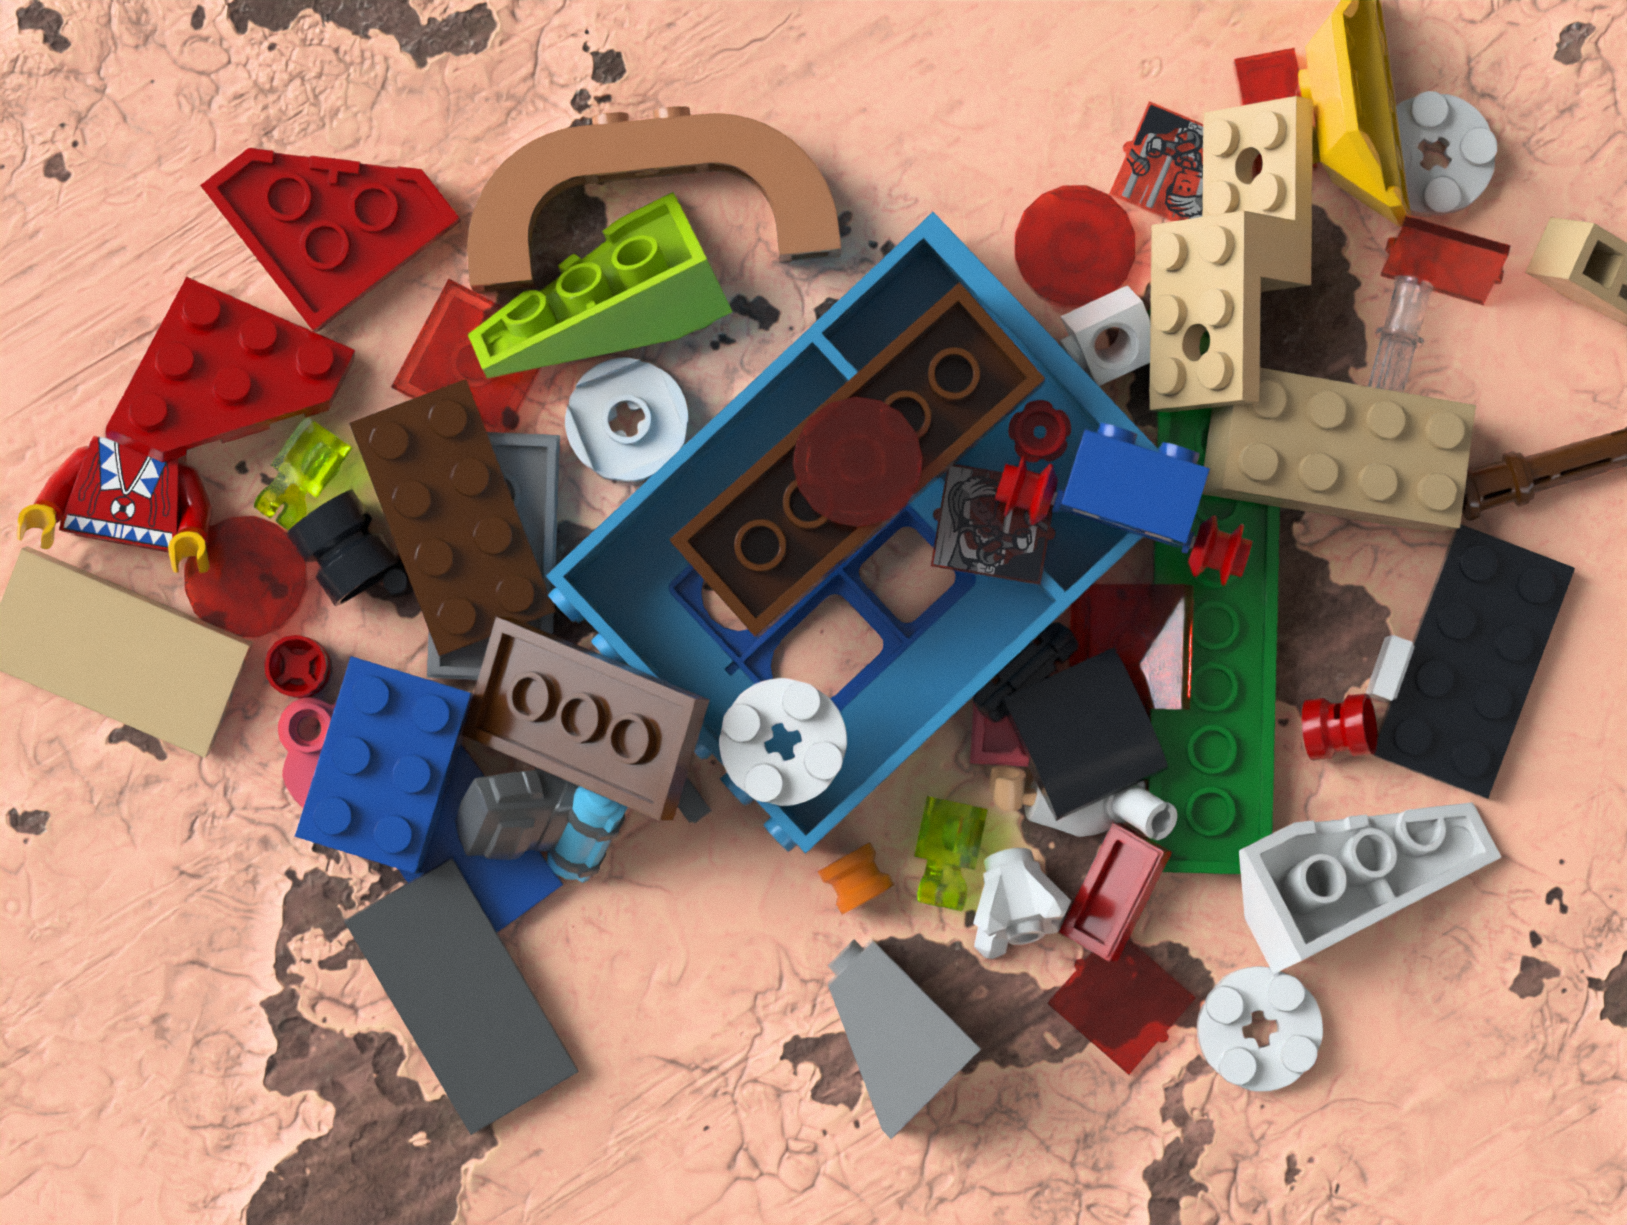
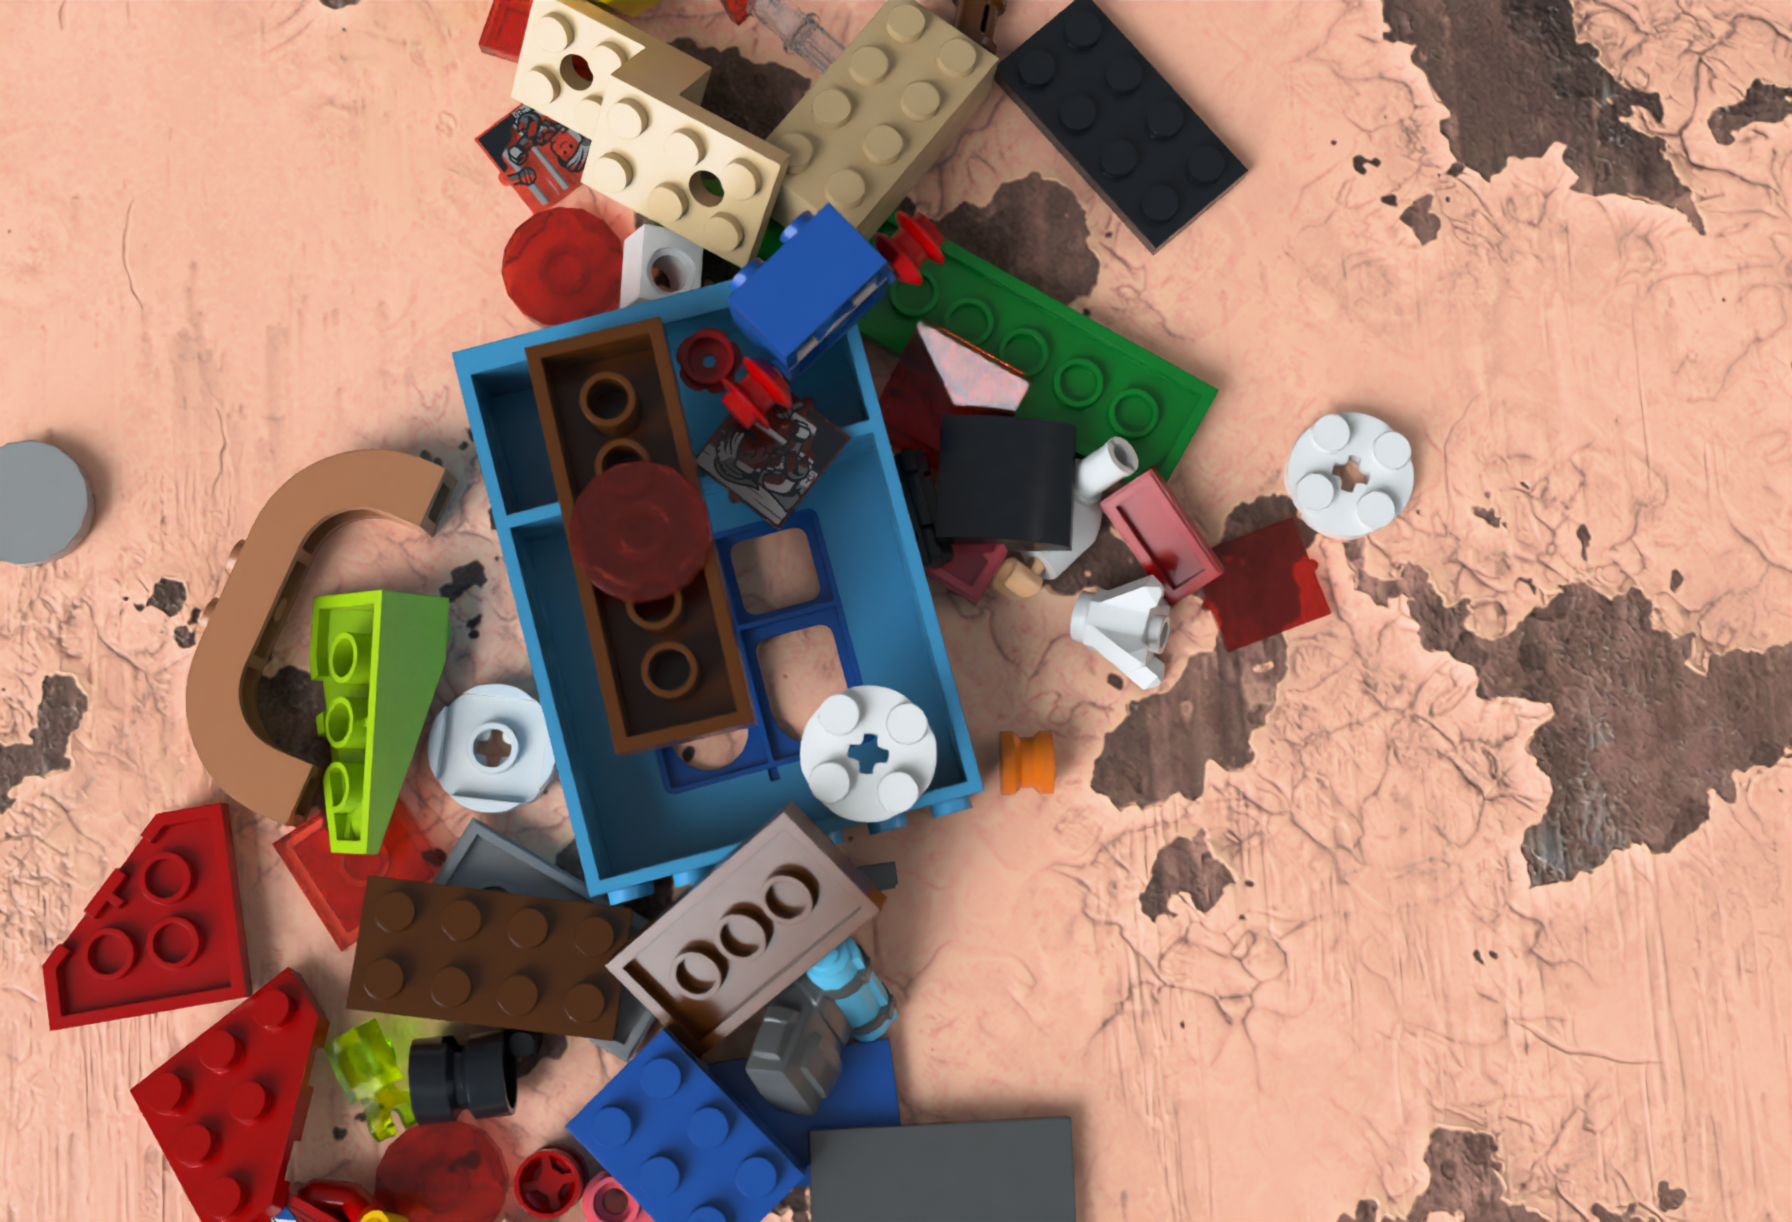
camera: 65 degrees left, 5 degrees down
(896, 1033) = (1194, 800): light grey slope -> none
(948, 840) = (1037, 660): clear neon green plate -> none
(1339, 727) = (1118, 261): red wheel -> none
(1342, 875) = (1254, 329): white wedge -> none
(1390, 668) = (1089, 192): white tile -> none

